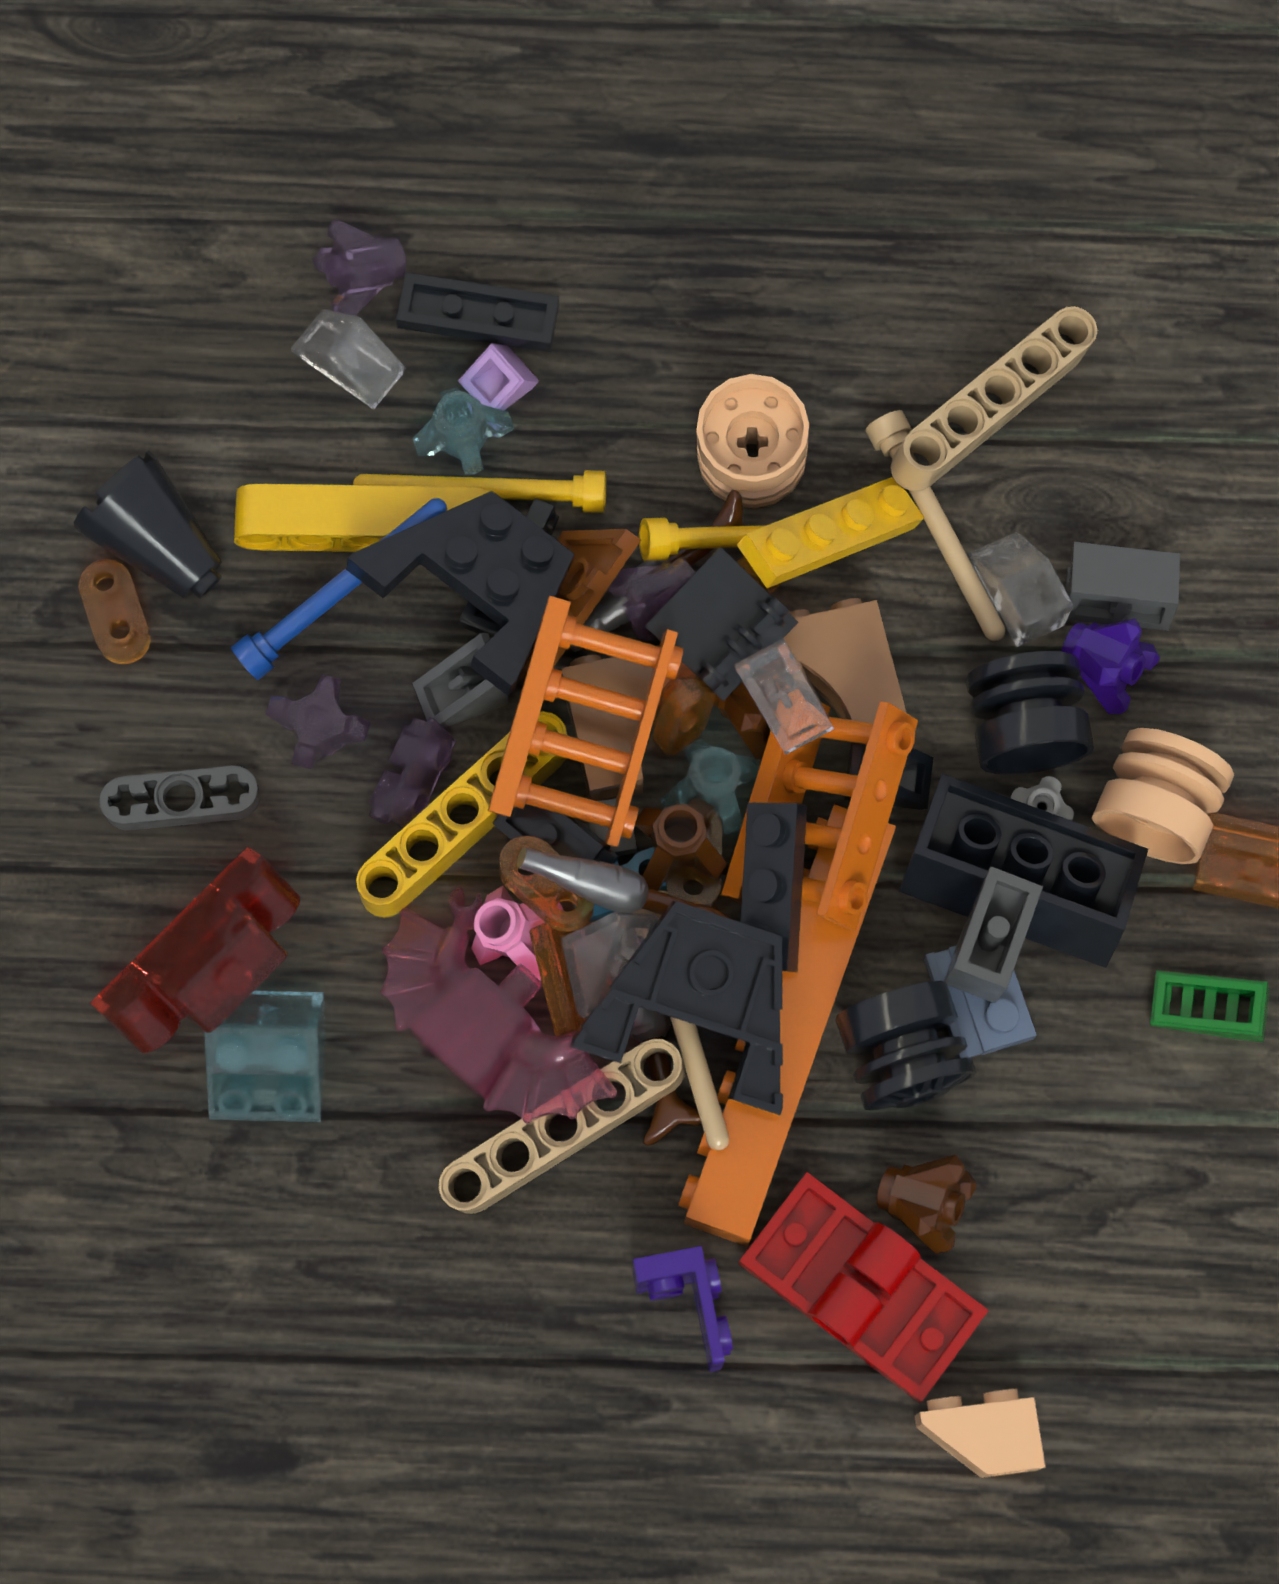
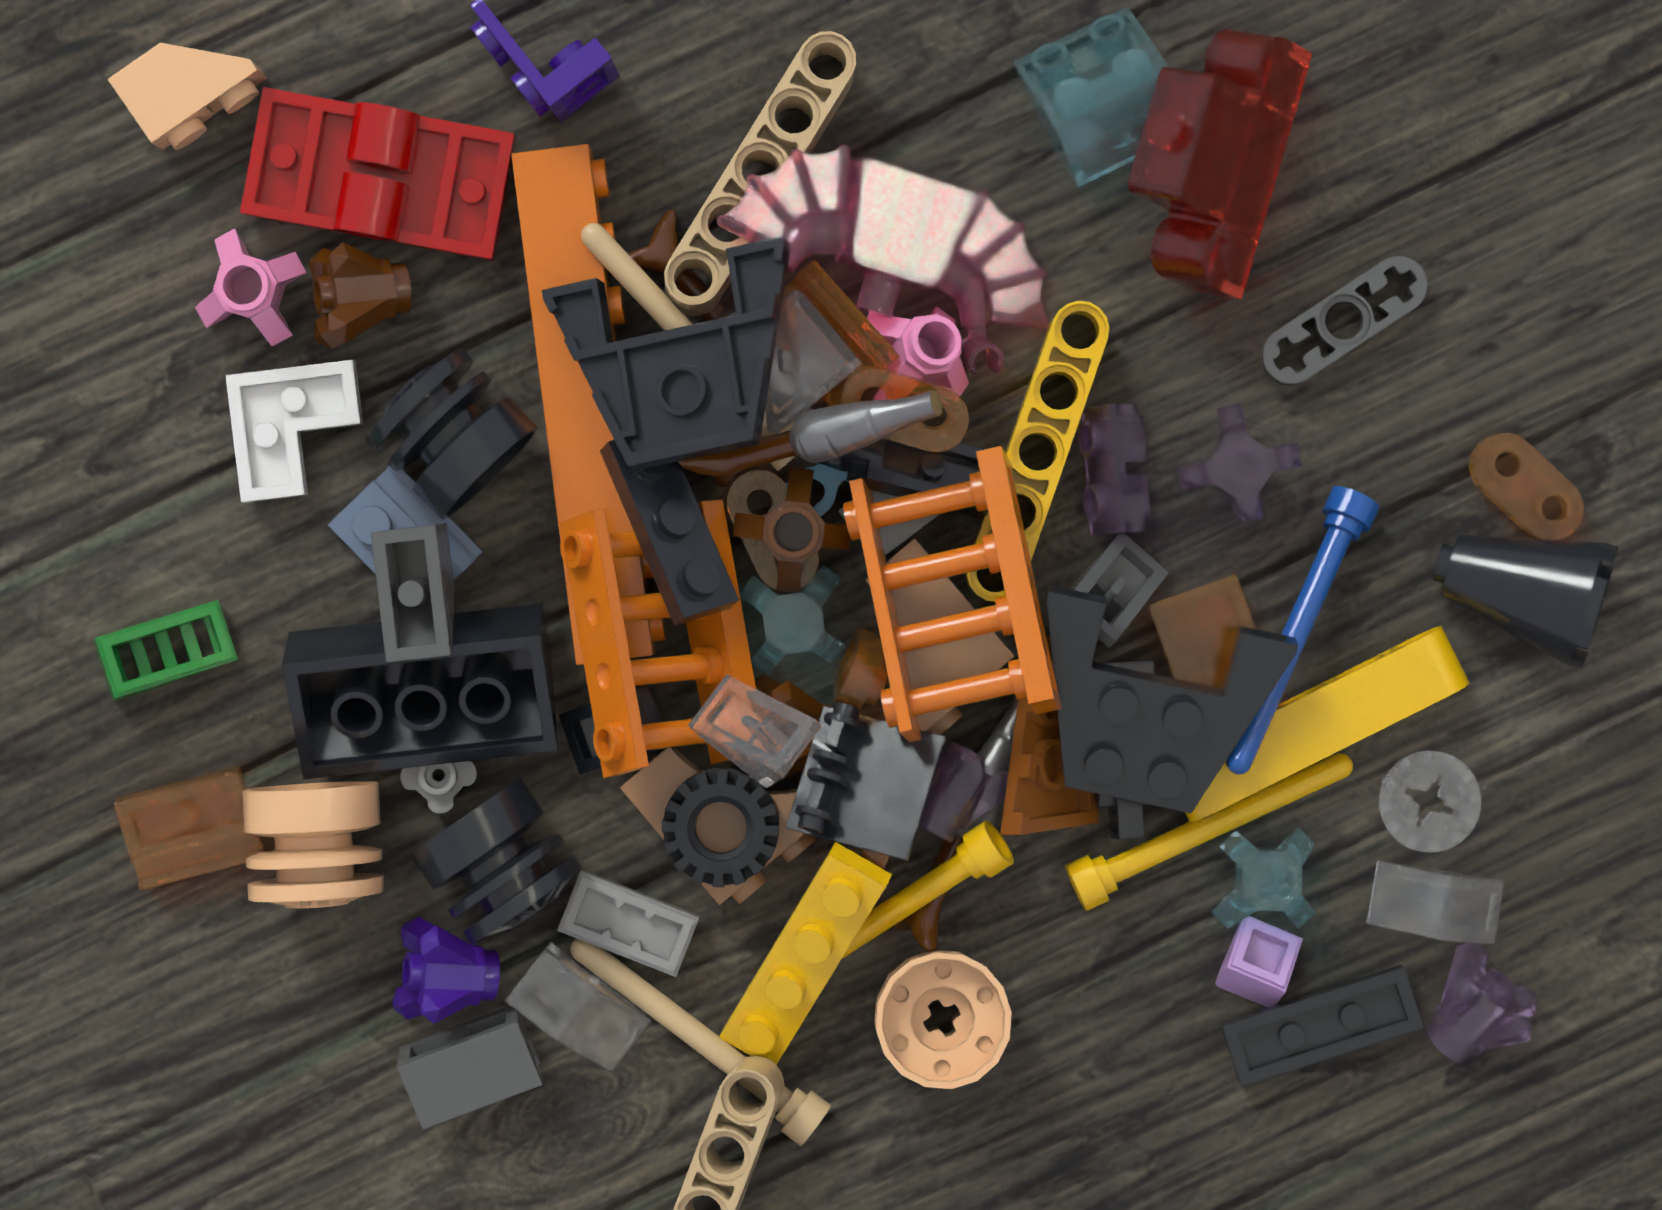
camera: 155 degrees right, 15 degrees up
(317, 405) = (1437, 830): none -> clear gear
(410, 620) = (1201, 629): none -> clear orange plate
(854, 618) = (712, 866): none -> black tyre
(949, 627) = (628, 923): none -> light grey plate
(1009, 1248) = (250, 288): none -> bright pink rock
(1034, 1144) = (271, 412): none -> white plate

